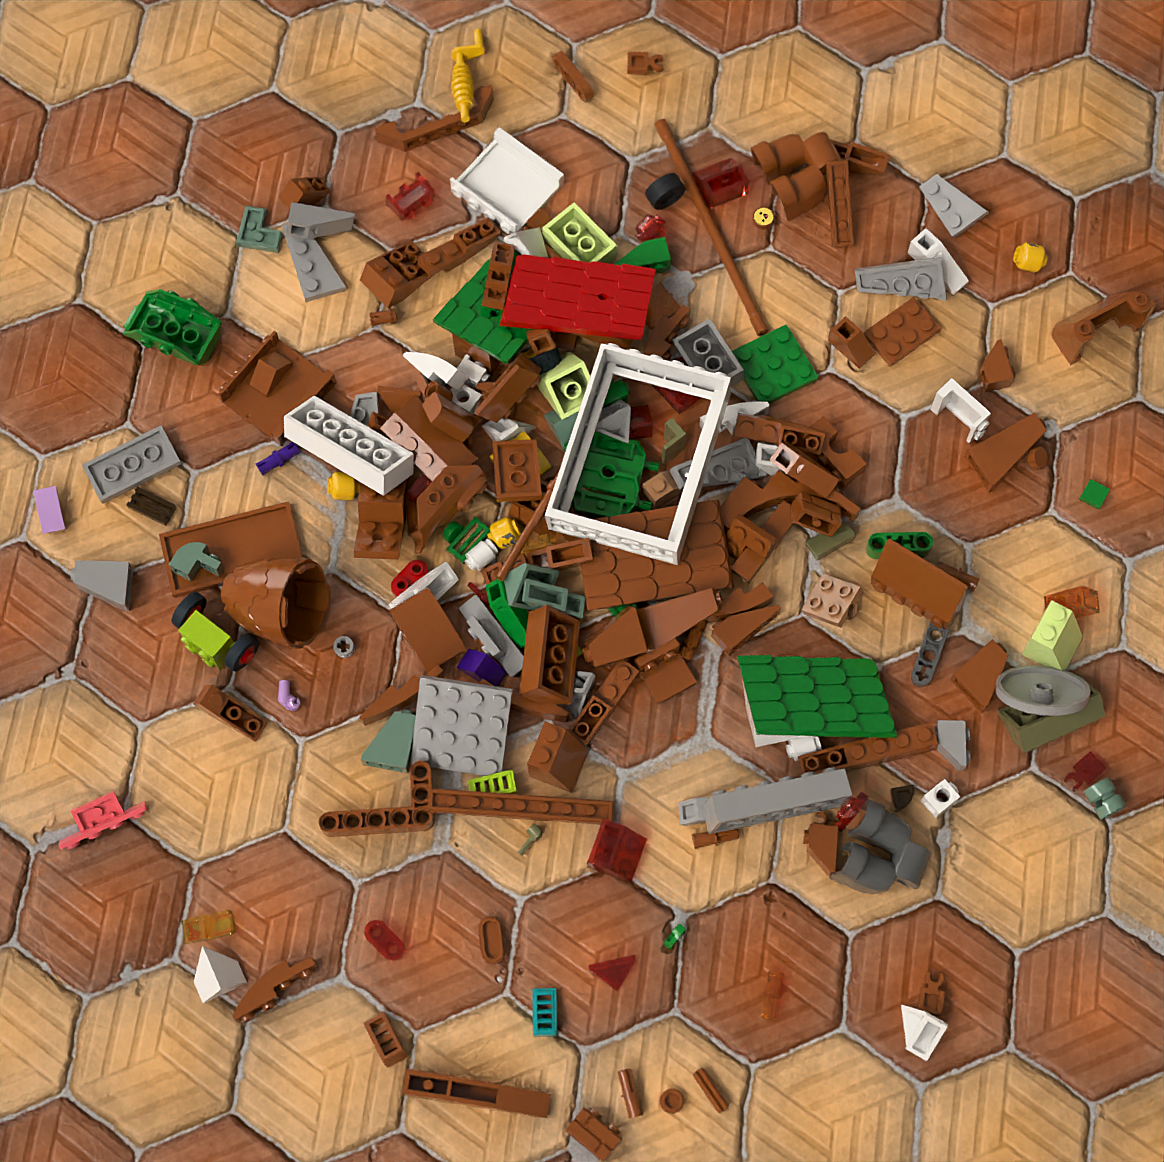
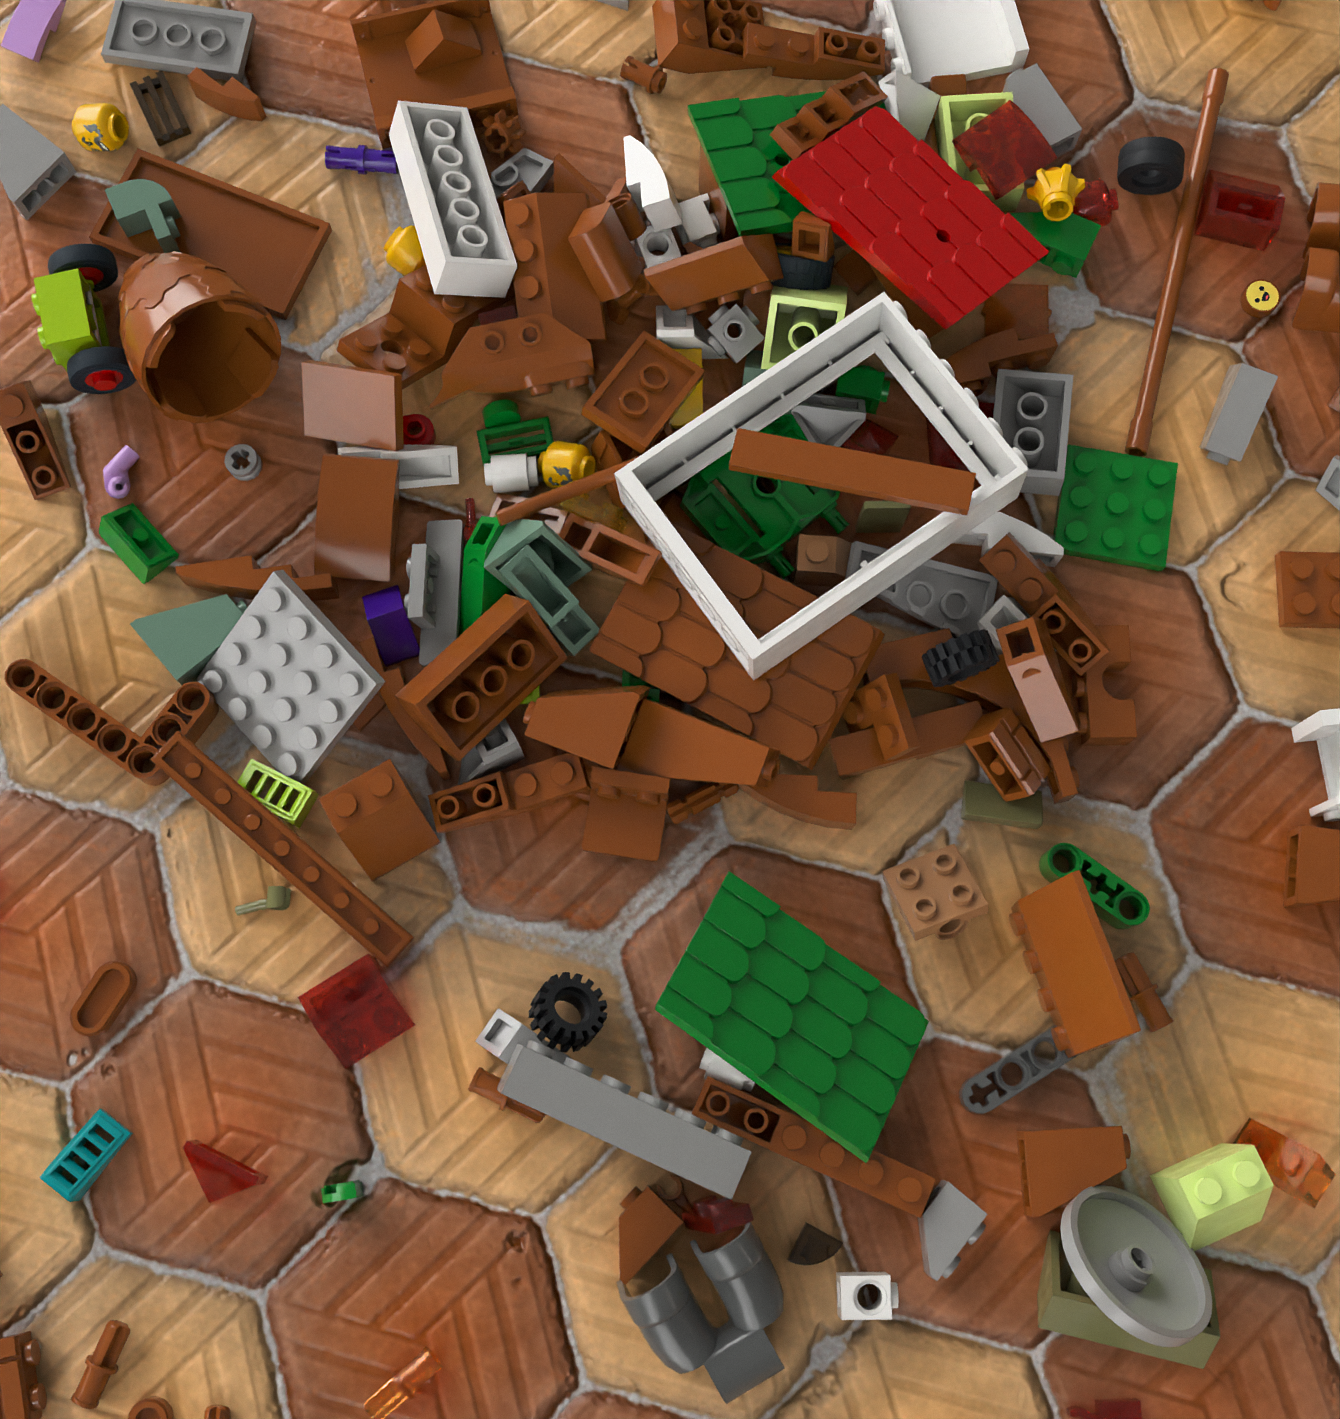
camera: 35 degrees right, 5 degrees up
(131, 537) = (100, 127): none -> yellow head
(190, 474) = (230, 99): none -> dark orange slope
(324, 723) = (137, 542): none -> green slope
(339, 395) = (502, 134): none -> dark orange gear
(381, 578) = (353, 405): none -> tile
(541, 408) = (748, 334): none -> light grey brick
(594, 202) = (1044, 108): none -> light grey slope
(594, 233) = (1004, 149): none -> clear red slope
(633, 236) = (1056, 191): none -> yellow rock
(653, 435) = (852, 471): none -> dark orange tile
(712, 768) = (578, 995): none -> black tyre
(739, 628) = (773, 832): dark orange slope -> none
(762, 485) = (960, 658): none -> black tyre
(795, 281) = (1237, 412): none -> light grey slope
(851, 342) = (1250, 552): dark orange slope -> none

